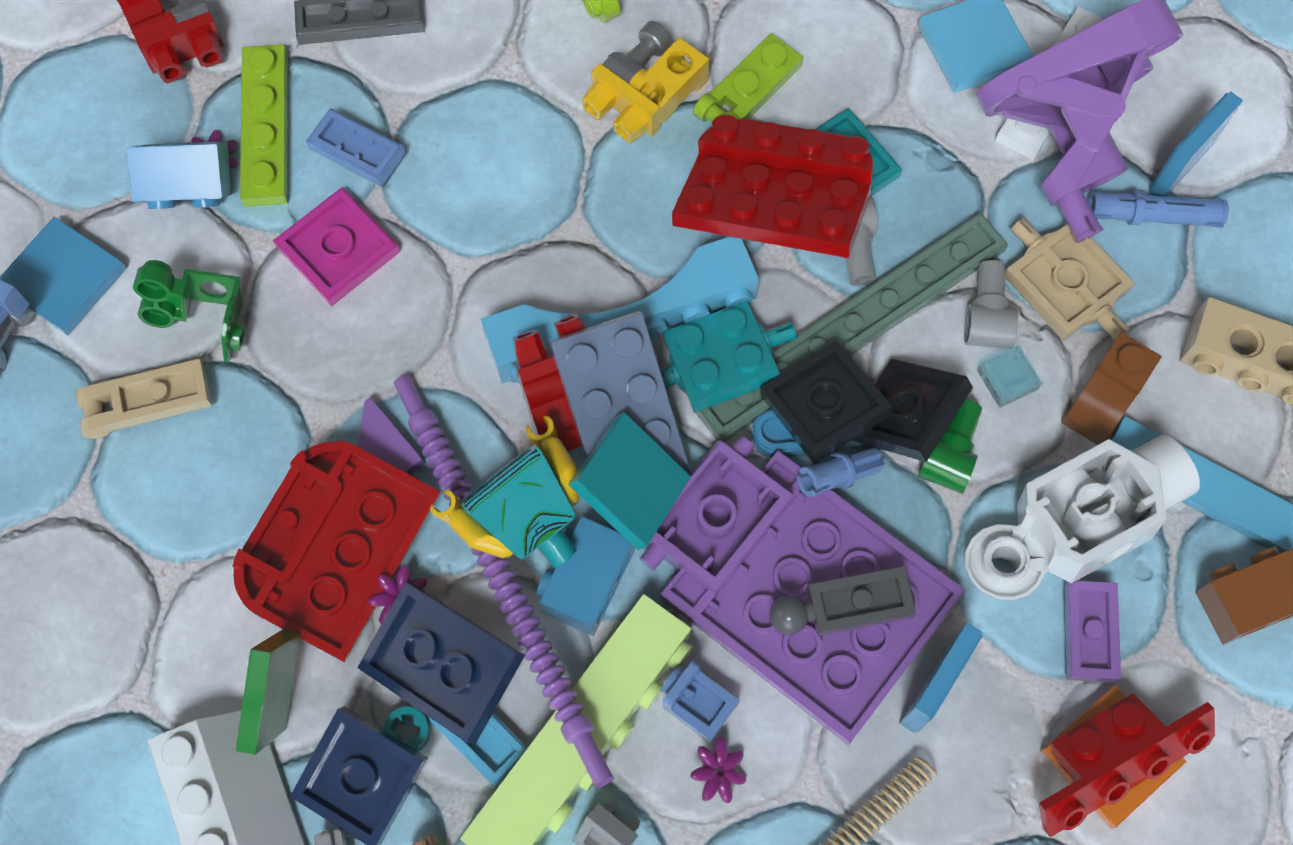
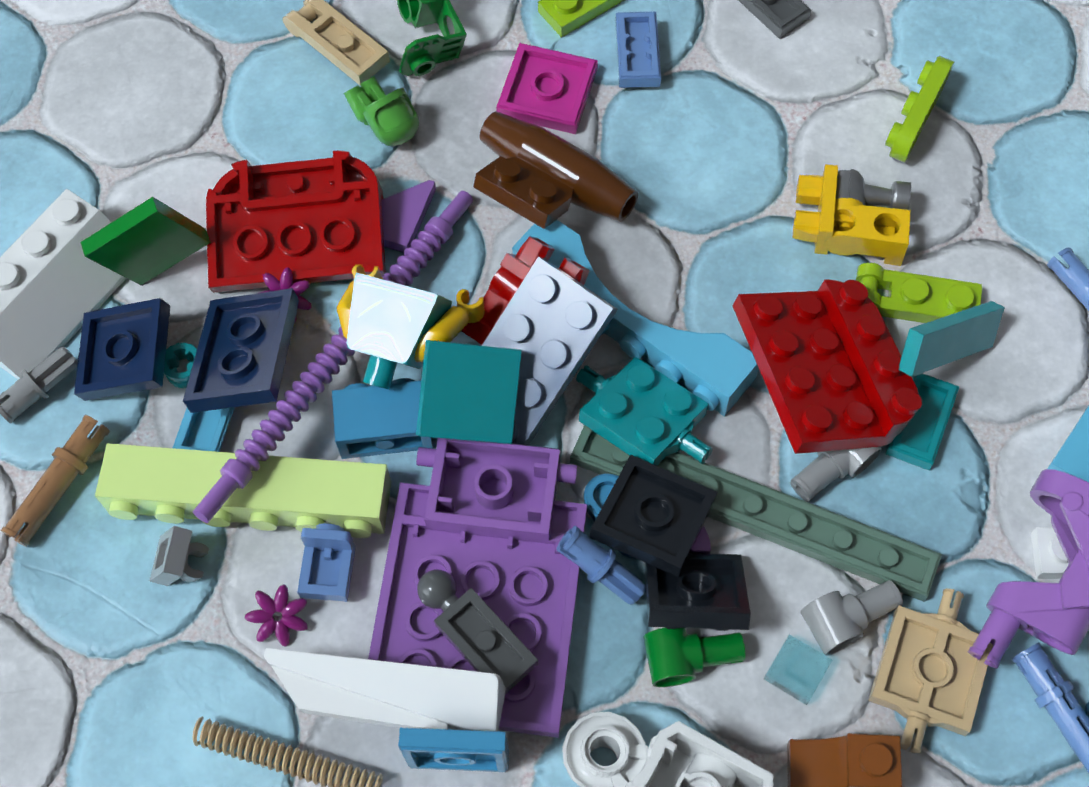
camera: 60 degrees right, 5 degrees down
(270, 396) = (388, 115): none -> bright green piece
(438, 297) = (544, 174): none -> reddish brown plate
(816, 83) = (950, 338): none -> teal tile
(862, 707) = (389, 691): none -> white wedge

